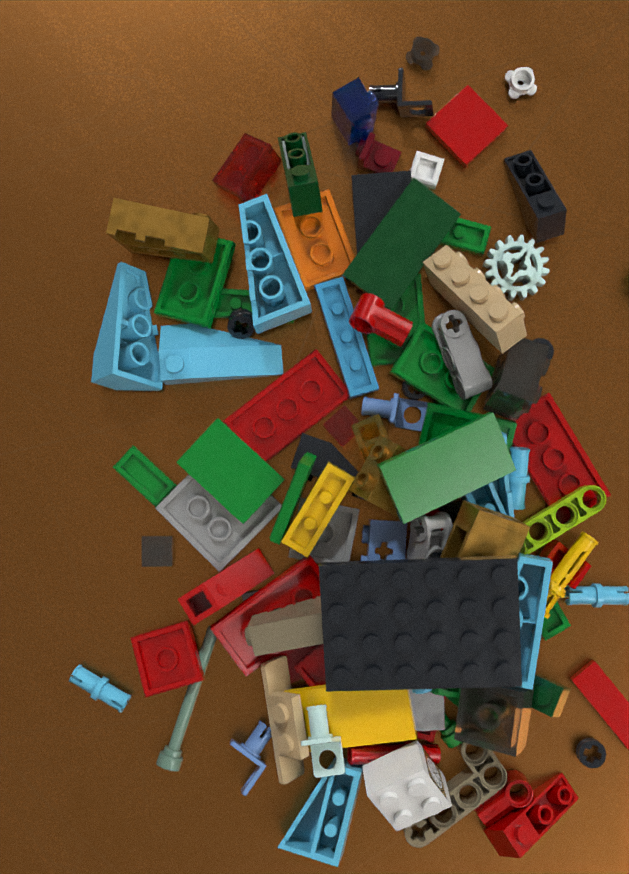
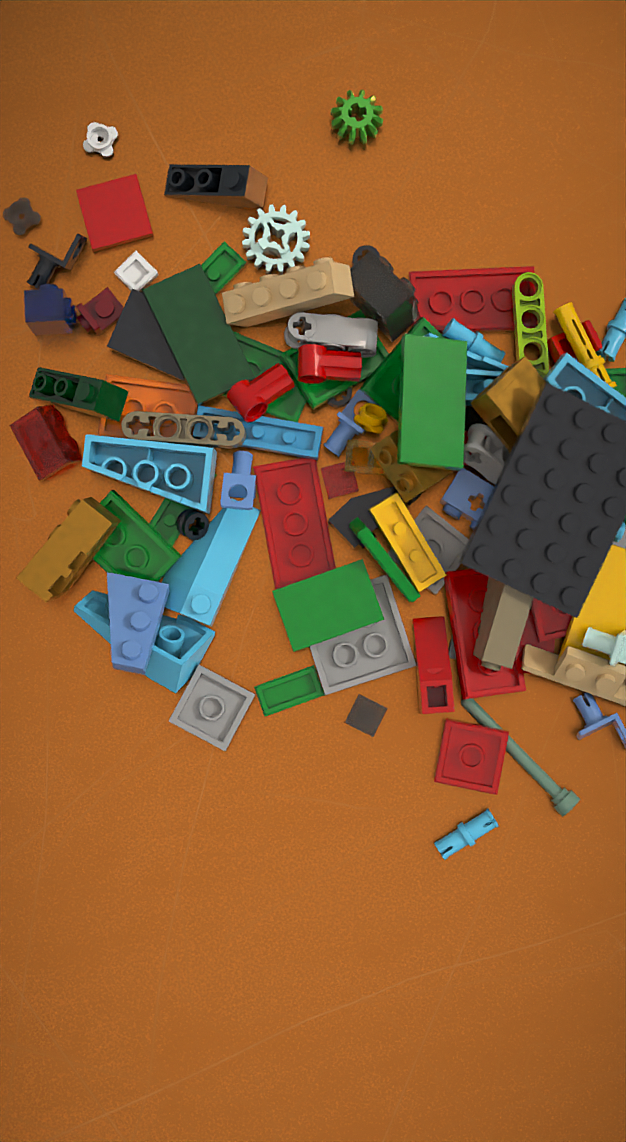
camera: 65 degrees left, 0 degrees up
(97, 419) = (212, 707): none -> light grey plate
(132, 315) = (134, 619): none -> medium blue wing
(294, 343) = (239, 483): none -> medium blue bracket
(317, 273) = (184, 425): none -> dark tan beam
(408, 425) = (371, 418): none -> yellow plate
(430, 357) = (319, 364): none -> red piece

